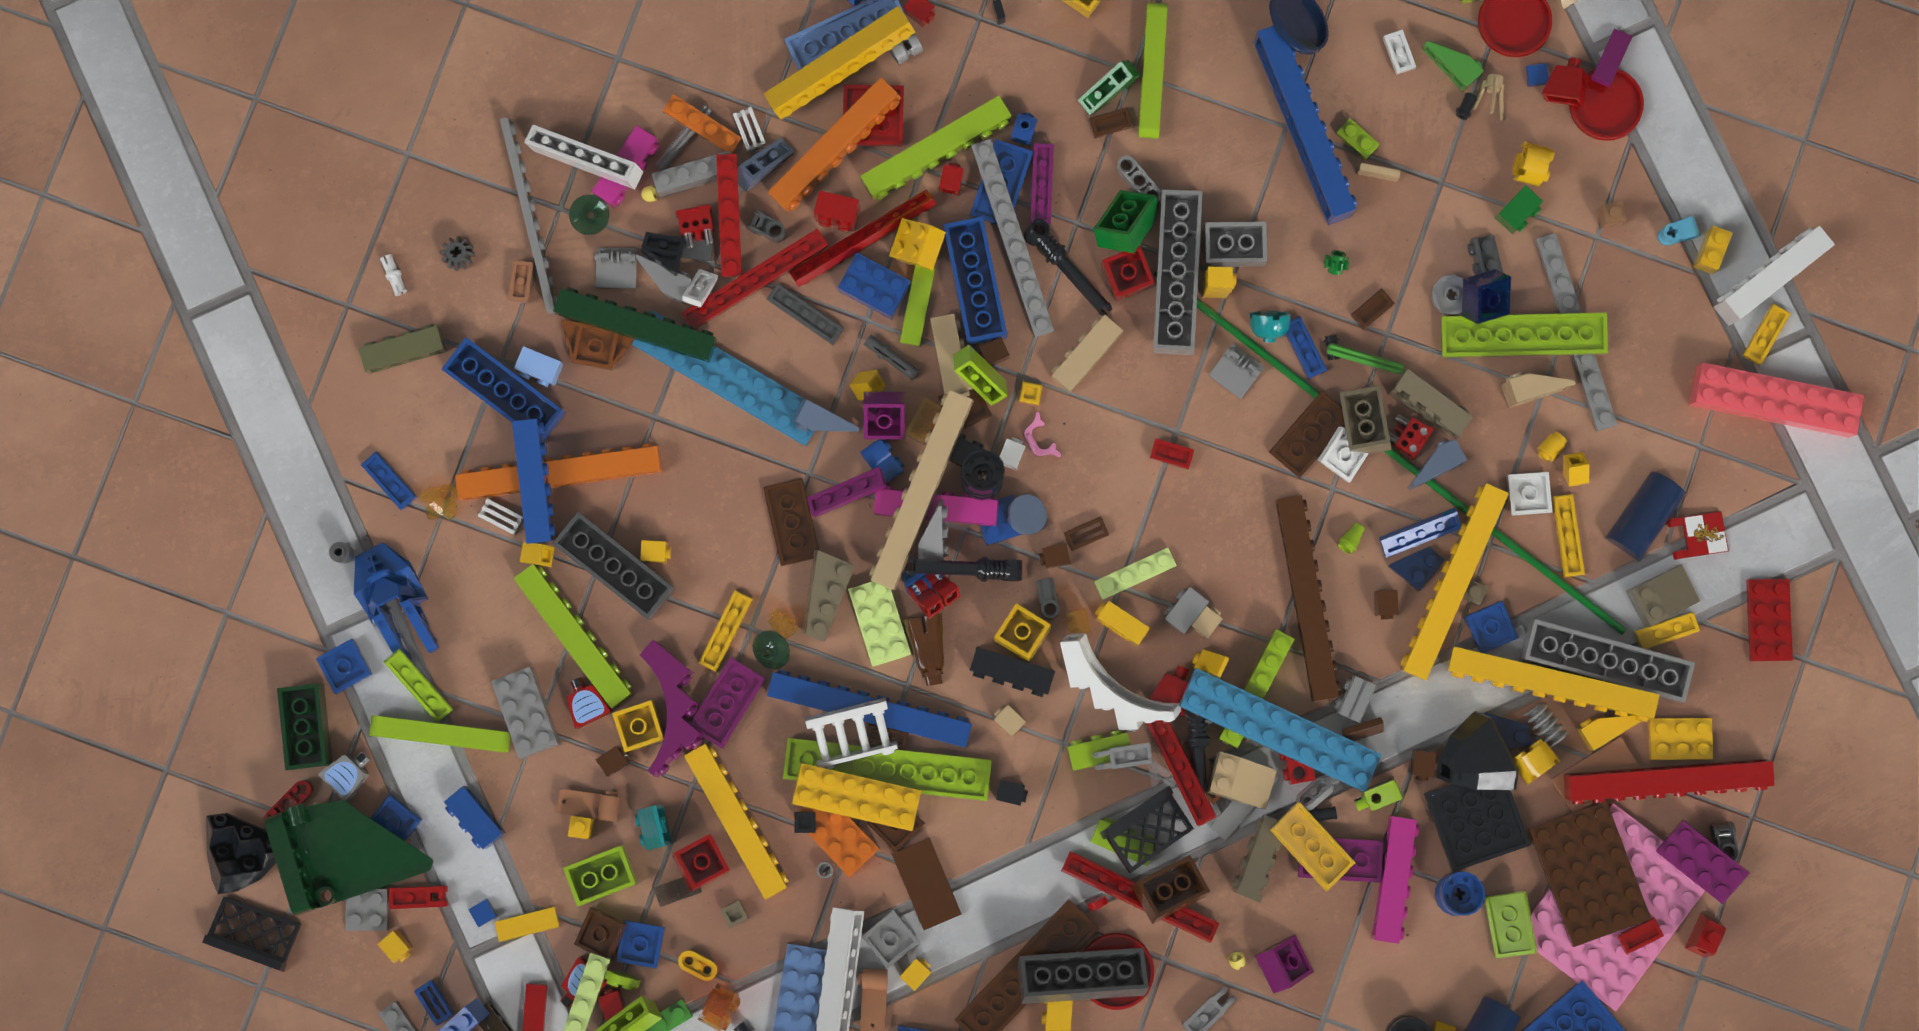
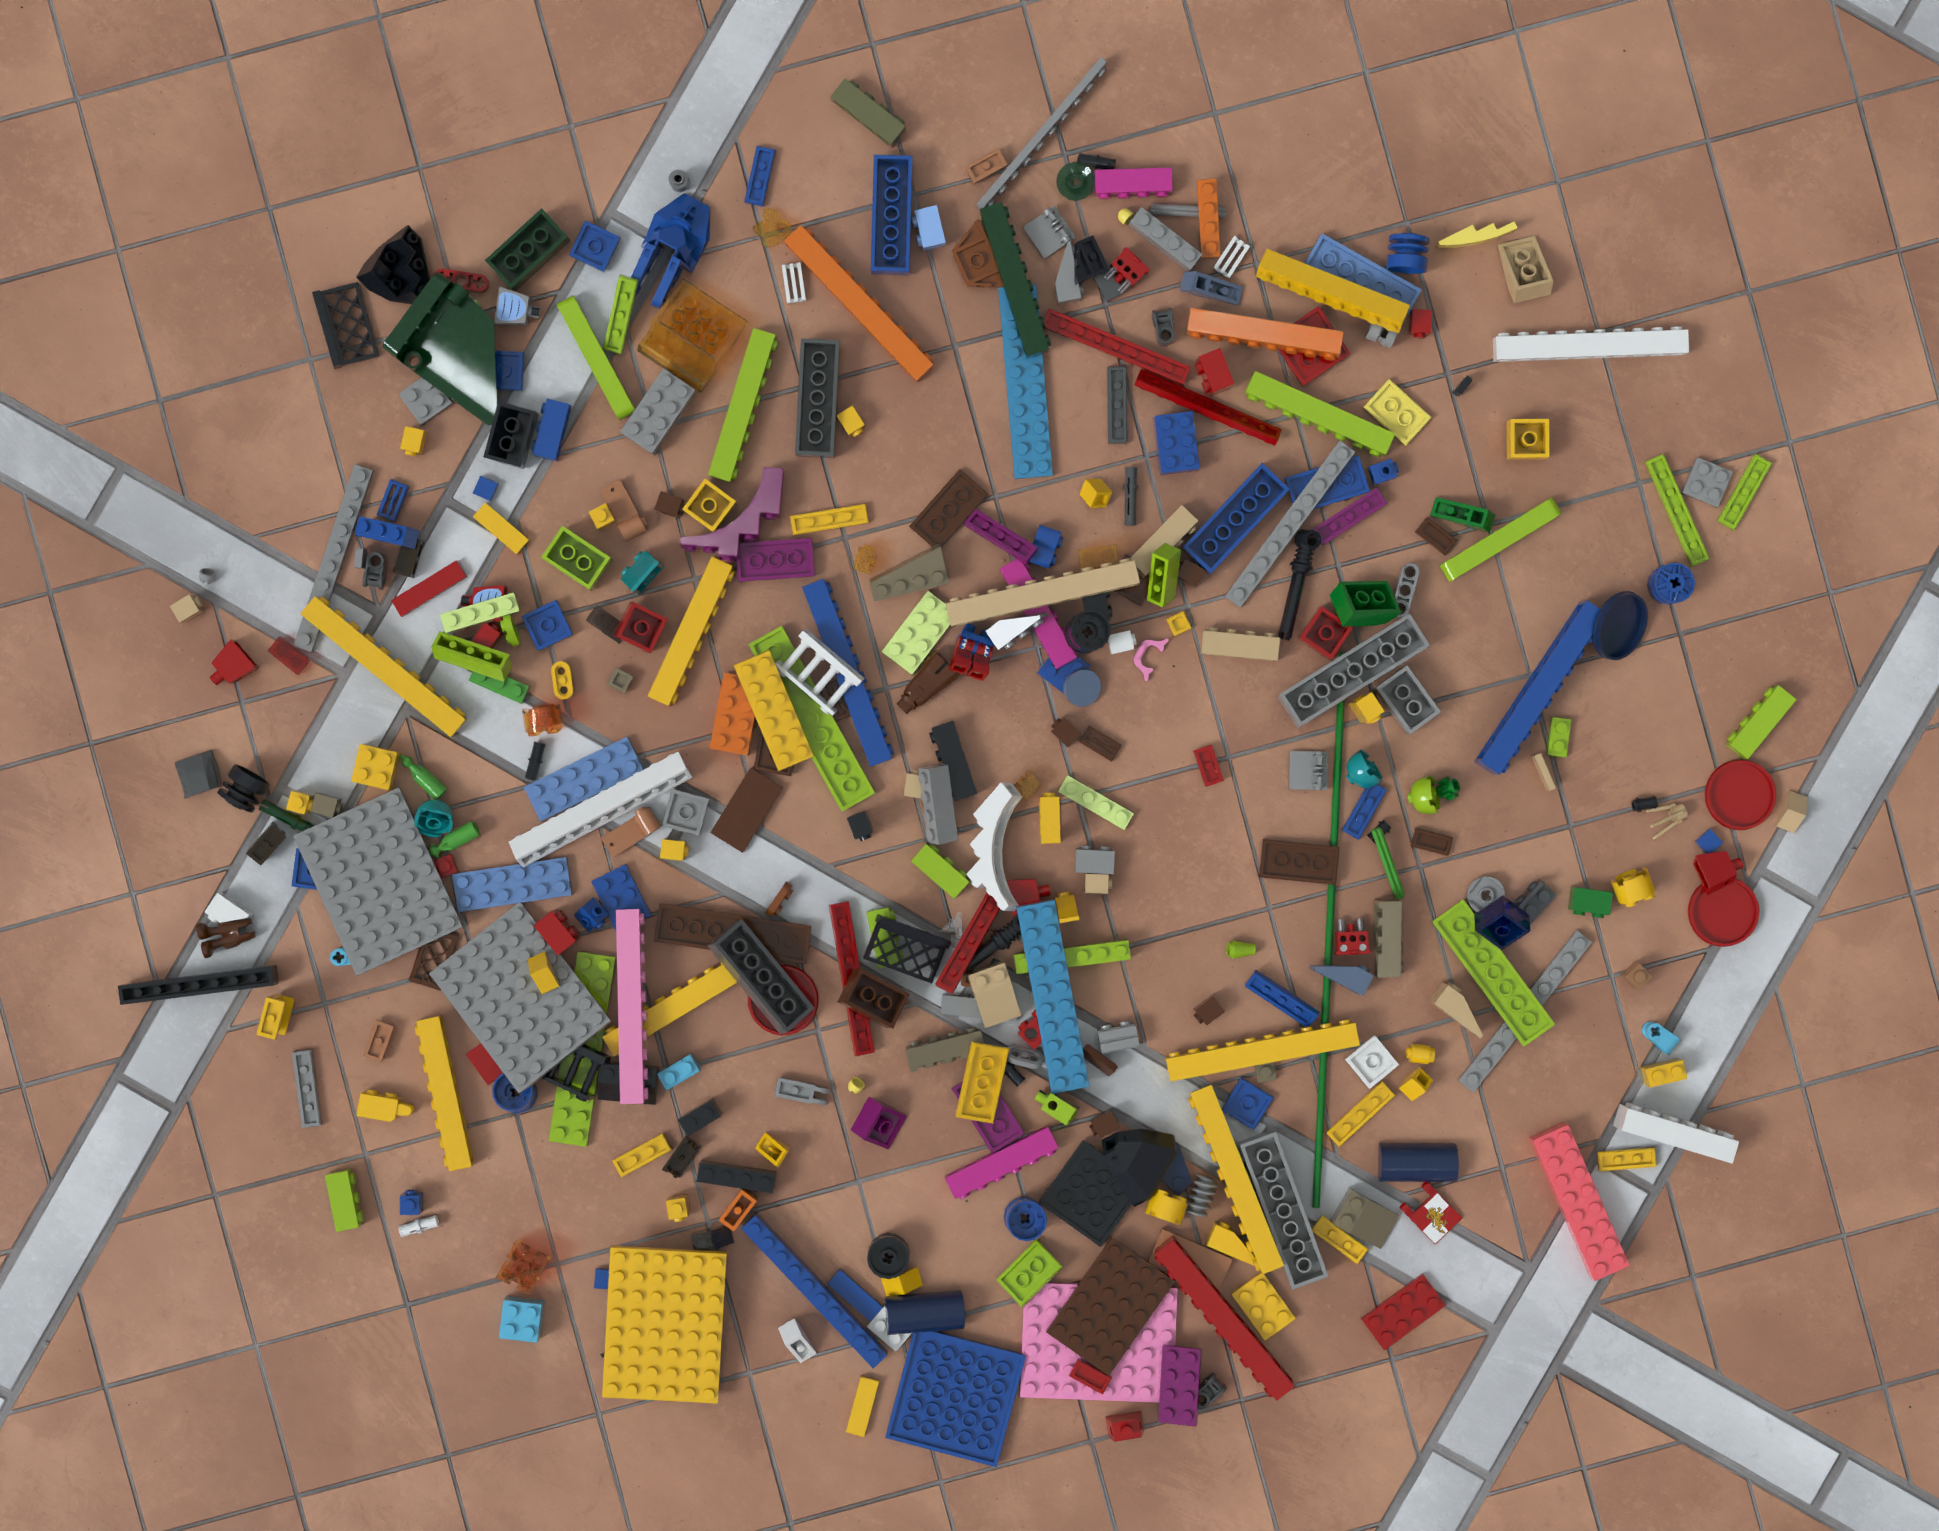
camera: 55 degrees right, 5 degrees up
(393, 275) = (921, 62): white pin -> none
(417, 897) = (461, 430): red plate -> none
(452, 856) = (511, 435): none -> black slope
(462, 258) = (971, 107): dark grey gear -> none
(481, 636) = (691, 335): none -> clear yellow slope
(533, 480) = (838, 289): blue brick -> none
(537, 554) = (784, 332): yellow panel -> none
(584, 156) = (1117, 145): white brick -> none
(584, 187) = (1096, 161): none -> black axle
(586, 704) = (697, 453): torso -> none
(600, 933) = (533, 589): reddish brown tile -> none
(700, 288) = (1079, 309): white plate -> none
(729, 215) = (1152, 290): red plate -> none
(775, 645) = (845, 564): clear green dish -> none
(805, 822) = (726, 684): black tile -> none
(815, 418) = (1040, 471): sand blue slope -> none
(822, 867) = (702, 722): light grey hinge -> none
(884, 415) = (1080, 523): magenta brick -> none
(917, 244) = (1232, 453): yellow brick -> none
(917, 306) = (1185, 487): lime tile -> none
(951, 179) = (1303, 443): red brick -> none
(981, 82) = (1397, 412): none -> light yellow tile
(983, 568) = (1016, 683): black piece -> none
(1022, 632) = (988, 748): yellow brick -> none
(1023, 903) = (775, 906): none -> dark orange plate
(1040, 711) = (938, 804): none -> light grey brick
(1047, 596) = (1030, 747): dark grey piece -> none
(1097, 902) = (824, 949): red tile -> none
(1126, 756) = (949, 893): light grey hinge -> none
(1307, 598) = (1169, 947): reddish brown brick -> none
(1328, 286) = (1424, 795): none -> lime cylinder
(1339, 458) = (1301, 898): white plate -> none
(1365, 420) = (1339, 896): dark tan slope -> none
(1399, 52) = (1651, 721): white plate -> none
(1418, 567) = (1253, 1015): dark blue wing -> none
(1455, 65) = (1671, 774): bright green slope -> none
(1611, 57) = (1763, 890): magenta tile -> none

